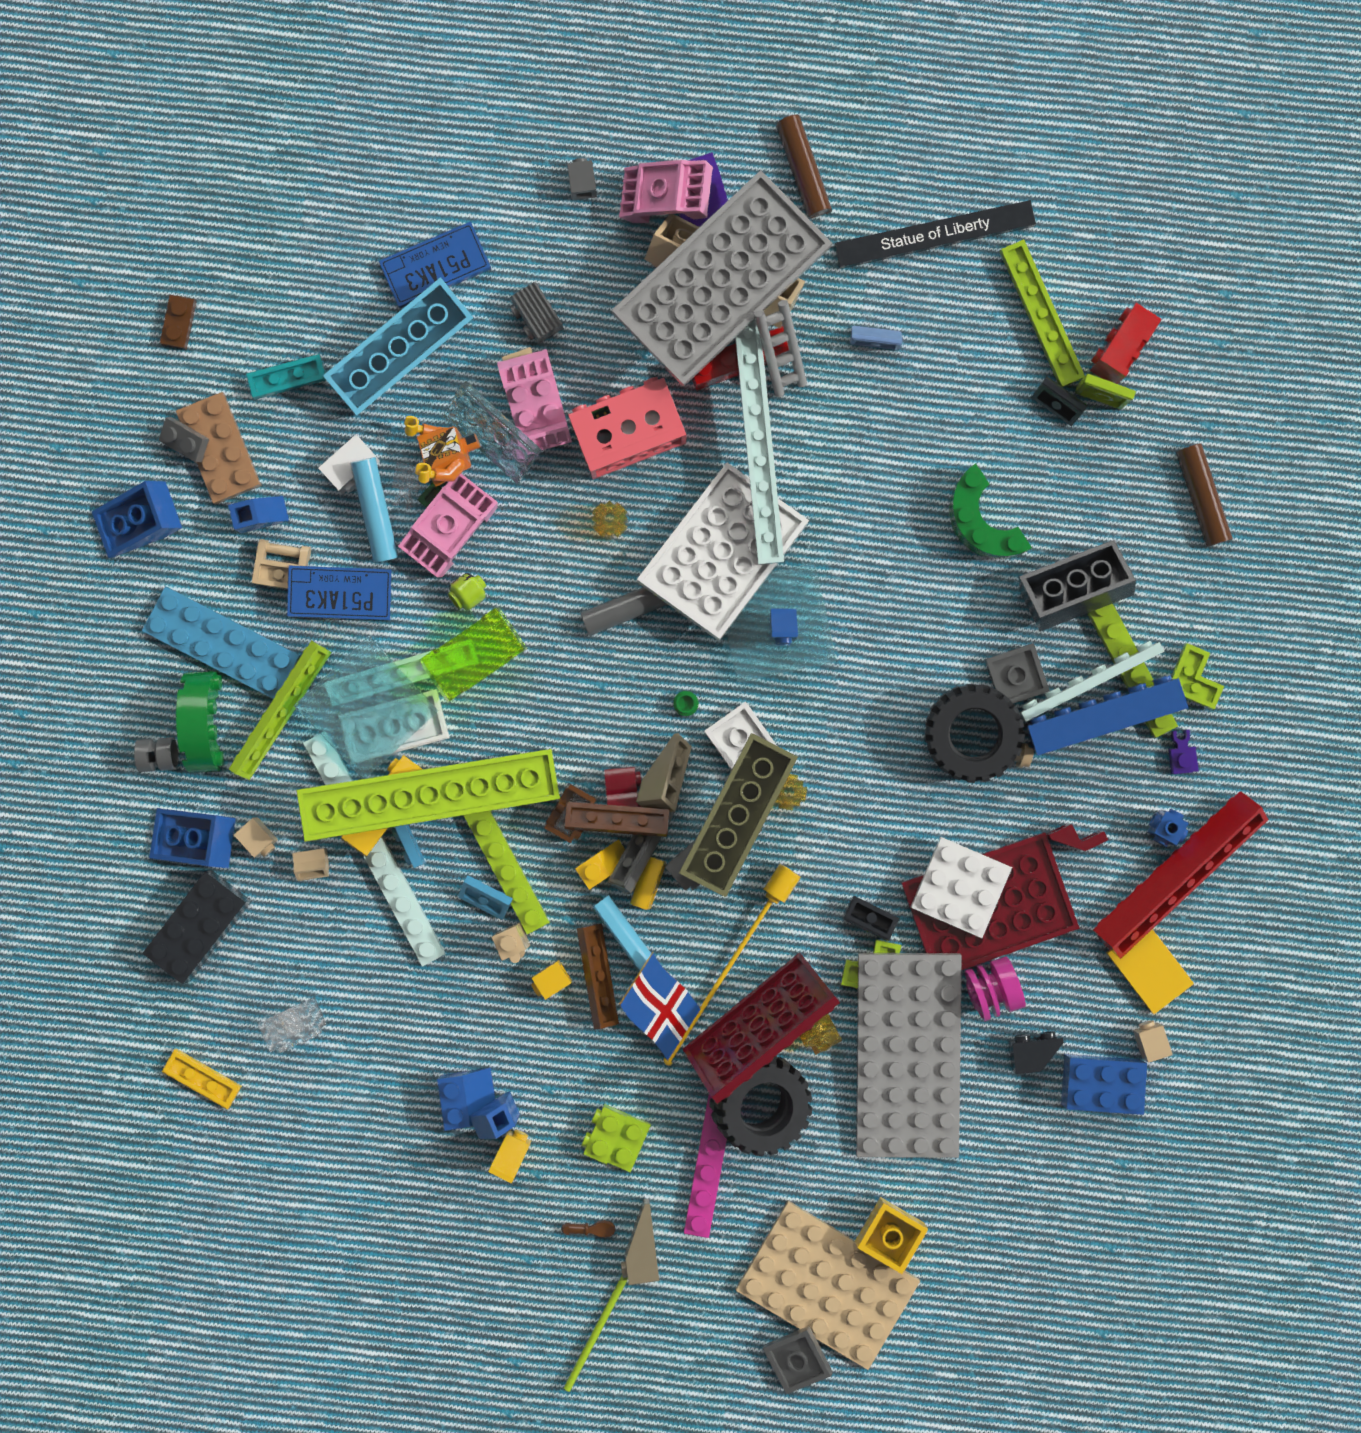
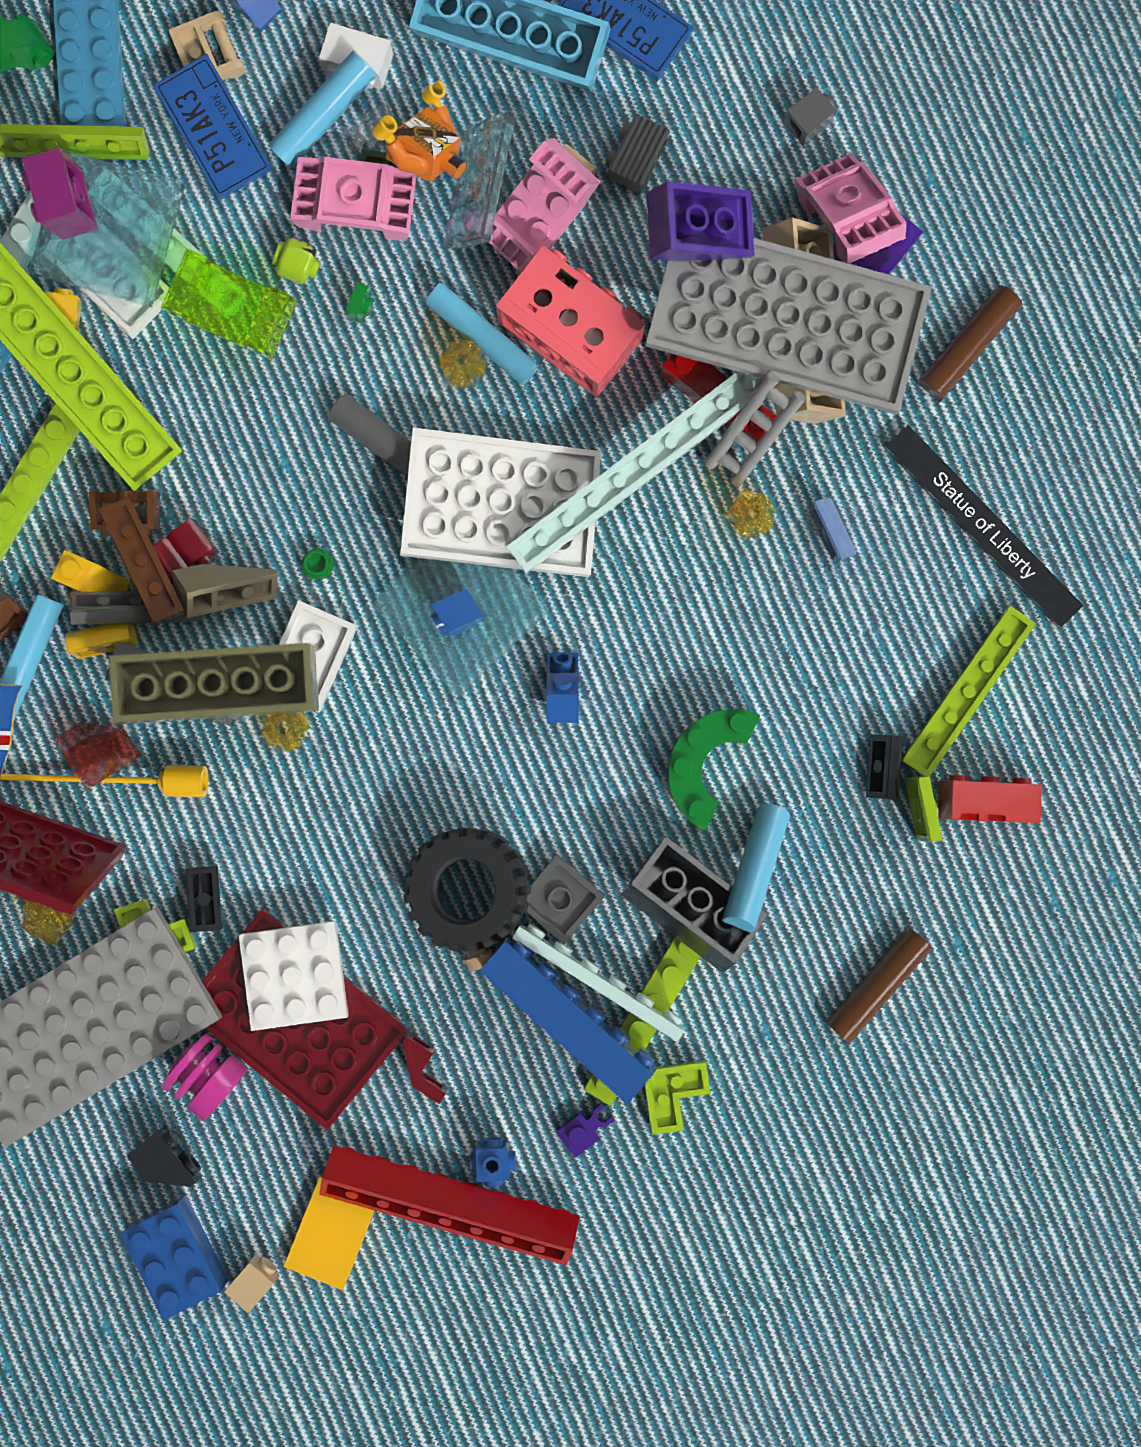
camera: 60 degrees right, 0 degrees up
(332, 722) = (58, 194): none -> magenta brick
(524, 564) = (360, 303): none -> green plate
(595, 494) = (484, 334): none -> medium azure brick
(626, 299) = (699, 222): none -> dark purple slope
(723, 932) = (96, 751): none -> clear red slope
(826, 392) = (751, 503): none -> clear yellow brick
(873, 586) = (562, 687): none -> blue slope
(1076, 527) = (756, 867): none -> medium azure brick

